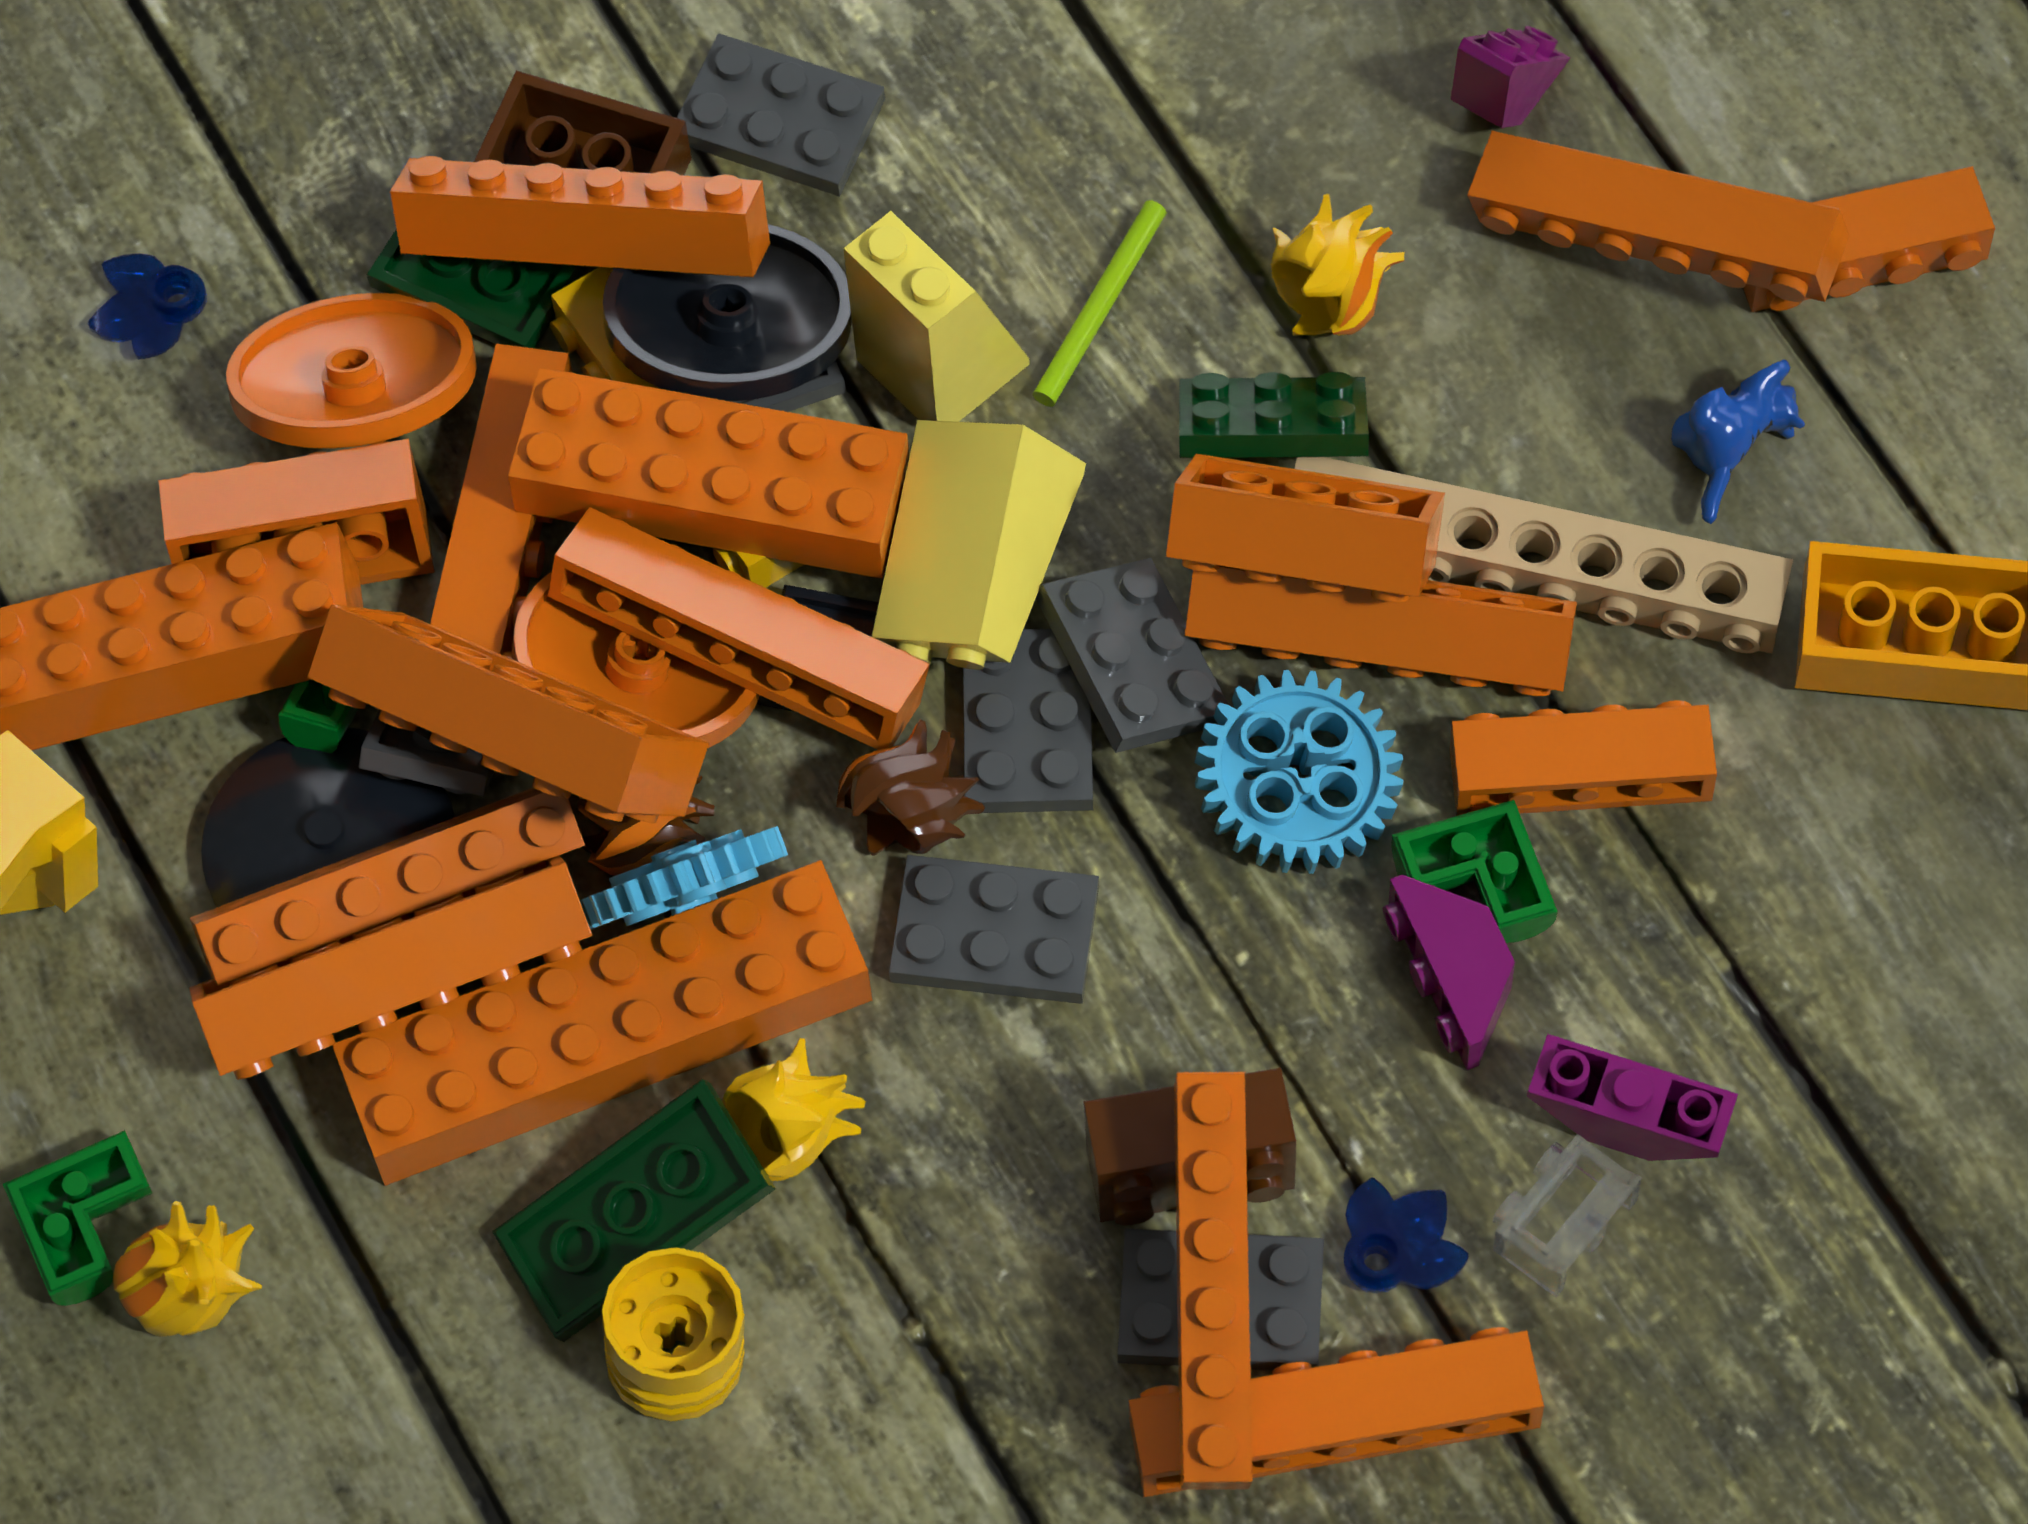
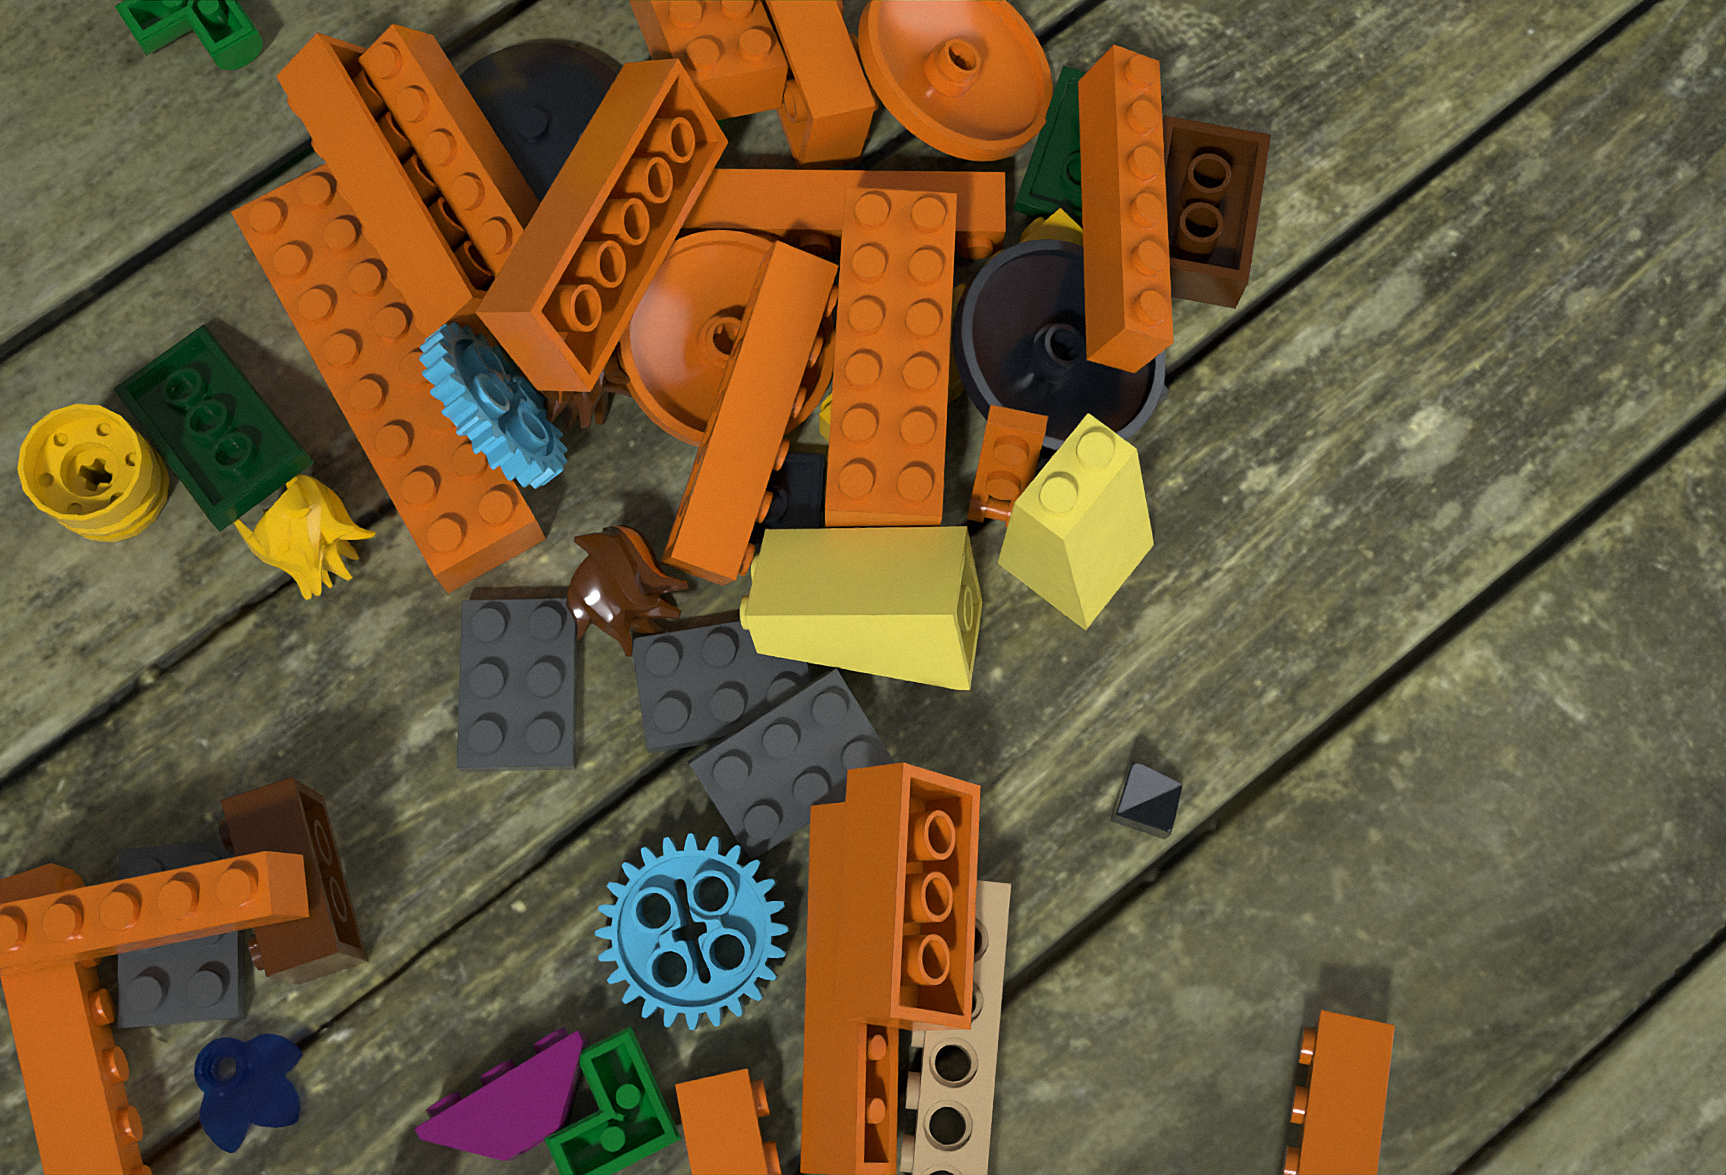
camera: 75 degrees right, 10 degrees up
(183, 1274) = (135, 96): yellow hair -> none
(780, 114) = (1295, 374): dark grey plate -> none
(848, 375) = (1006, 462): none -> orange plate
(1099, 303) = (1157, 682): lime bar -> none
(1227, 329) = (1147, 801): none -> black slope
(1273, 416) = (1049, 856): dark green plate -> none
(1332, 271) = (1214, 891): yellow hair -> none
(1505, 73) = (1473, 1033): magenta slope -> none

